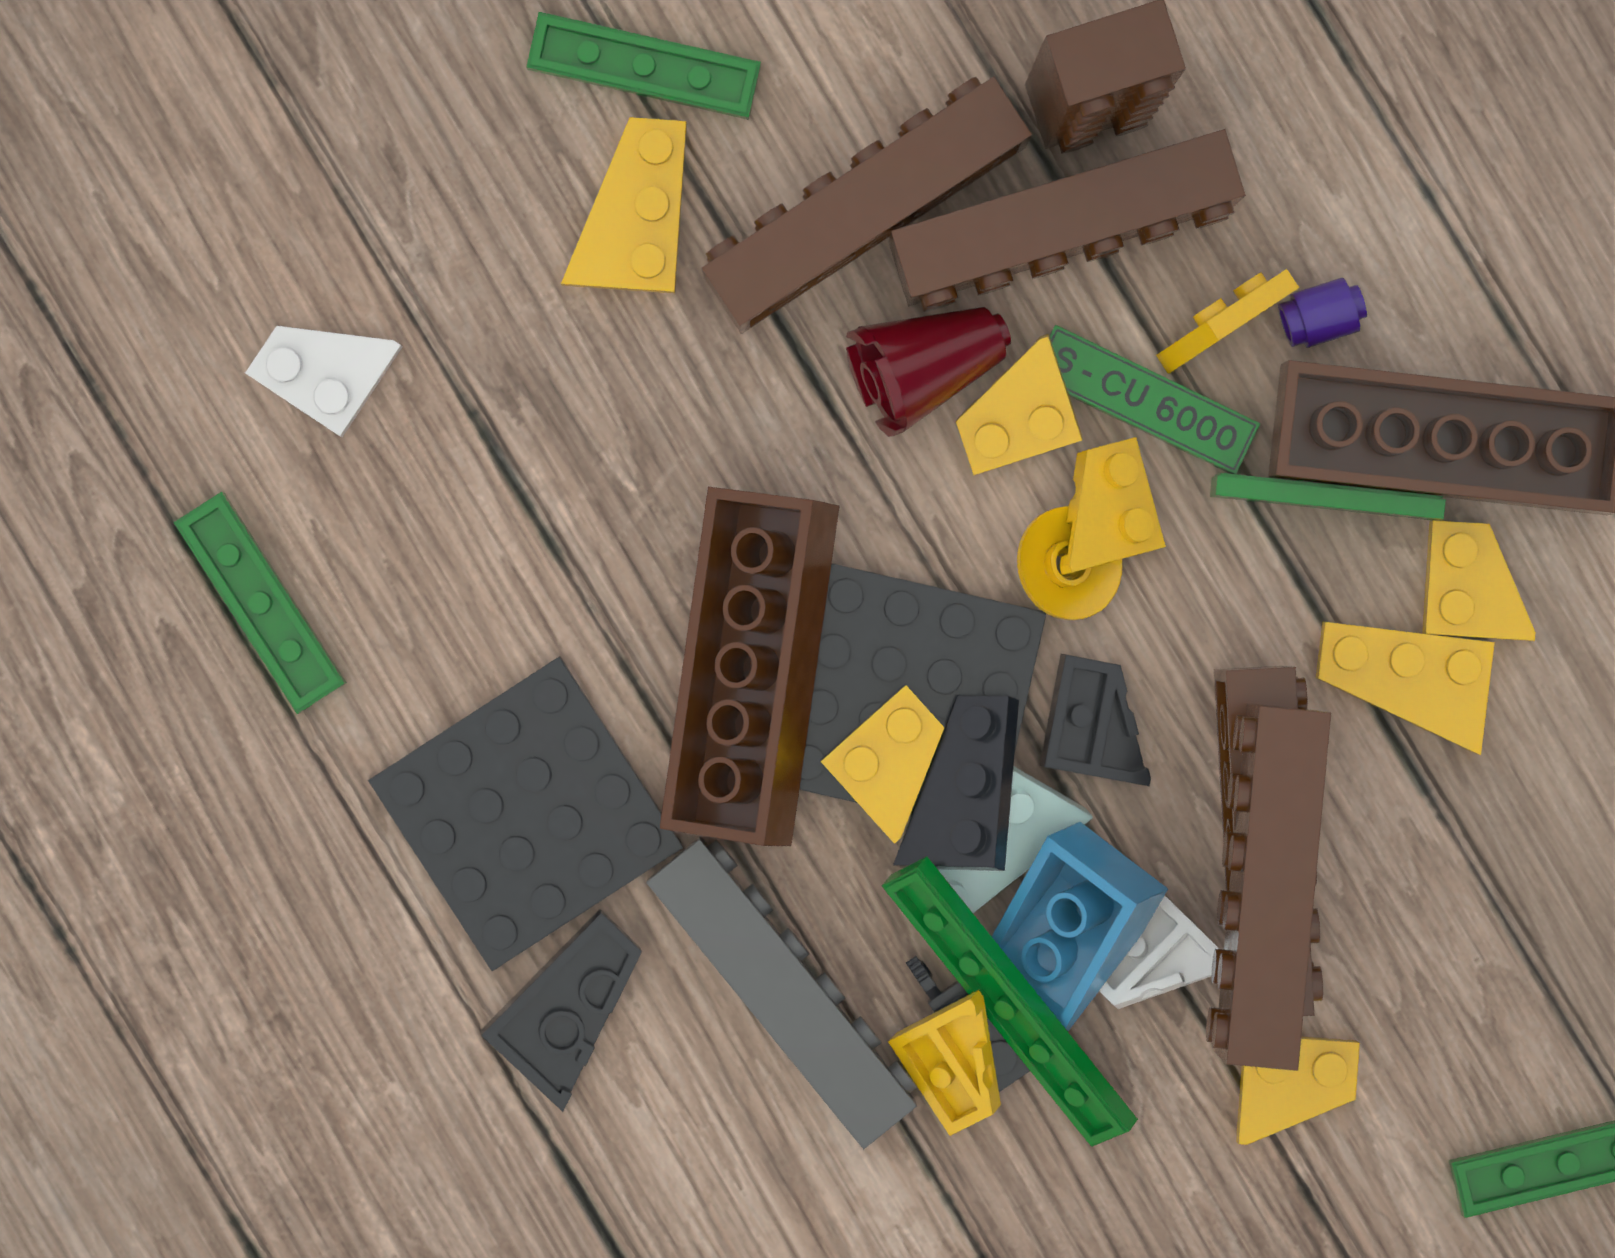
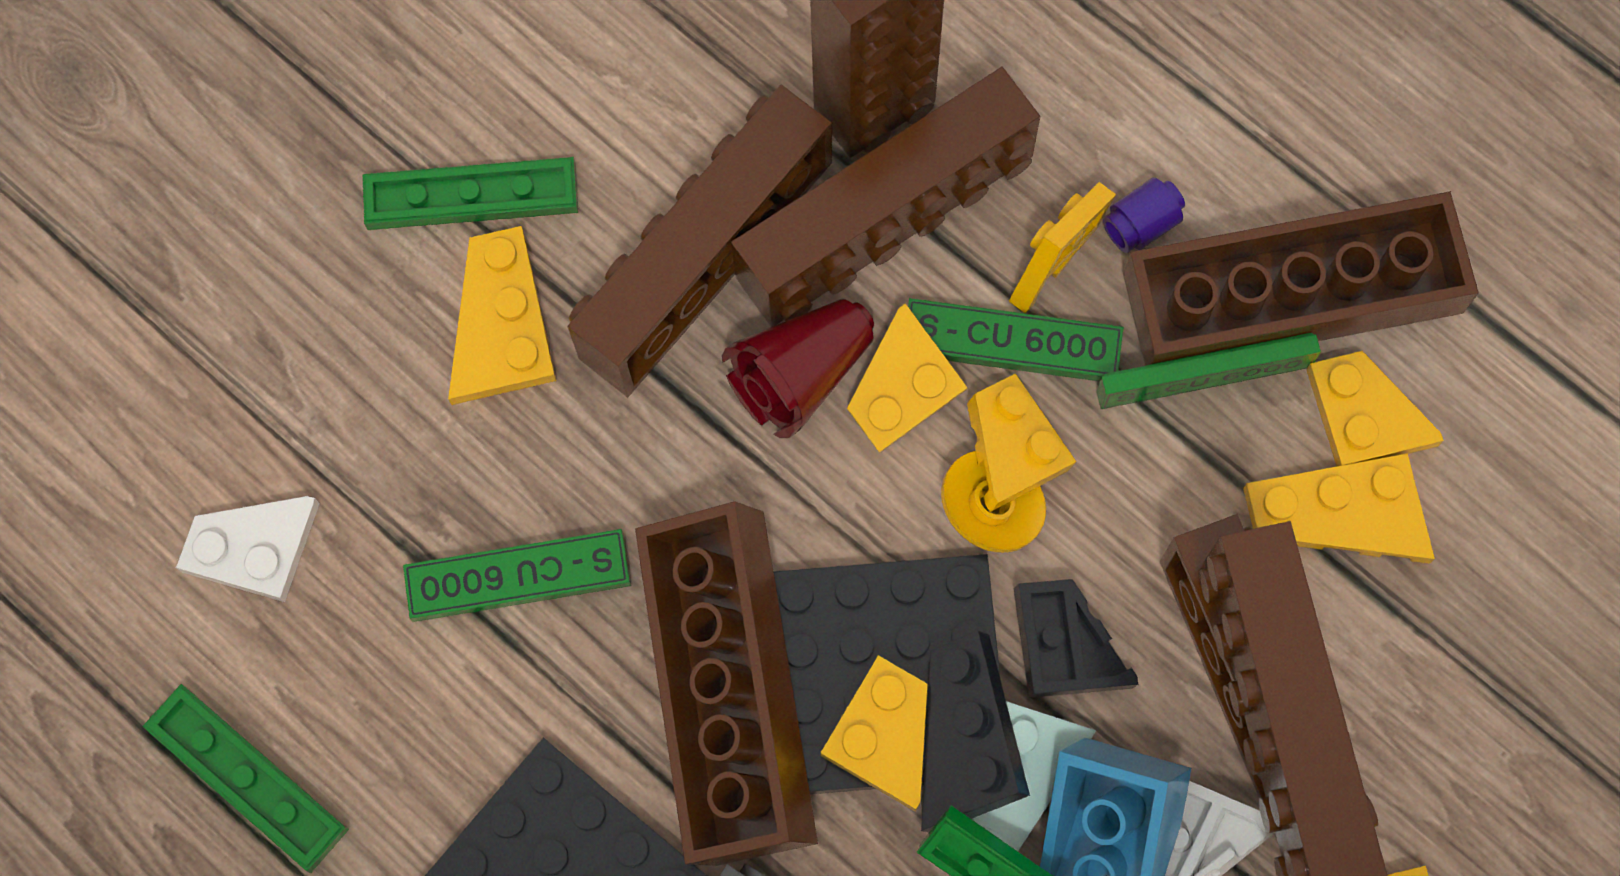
camera: 15 degrees left, 15 degrees down
(578, 485) = (516, 575): none -> green tile

